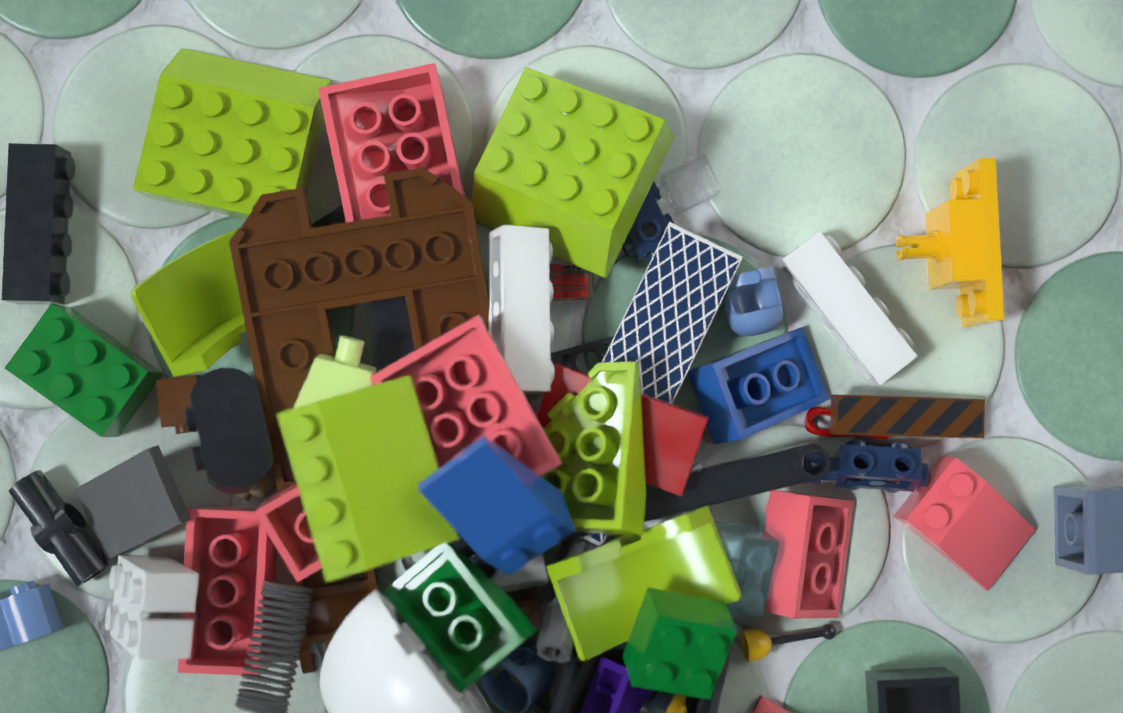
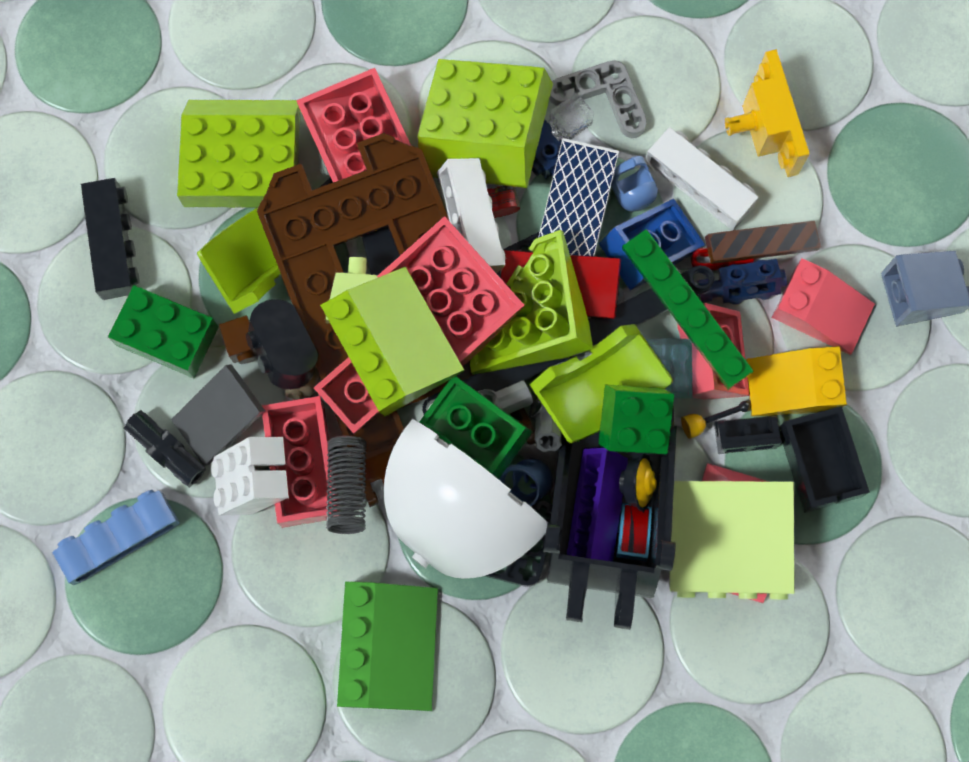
camera: 15 degrees left, 10 degrees down
(498, 505) = (486, 338): blue slope -> none
(754, 152) = (611, 87): none -> light grey beam
(783, 504) = (687, 309): none -> green plate
(823, 672) = (747, 435): none -> black hinge
(906, 618) = (796, 382): none -> yellow slope

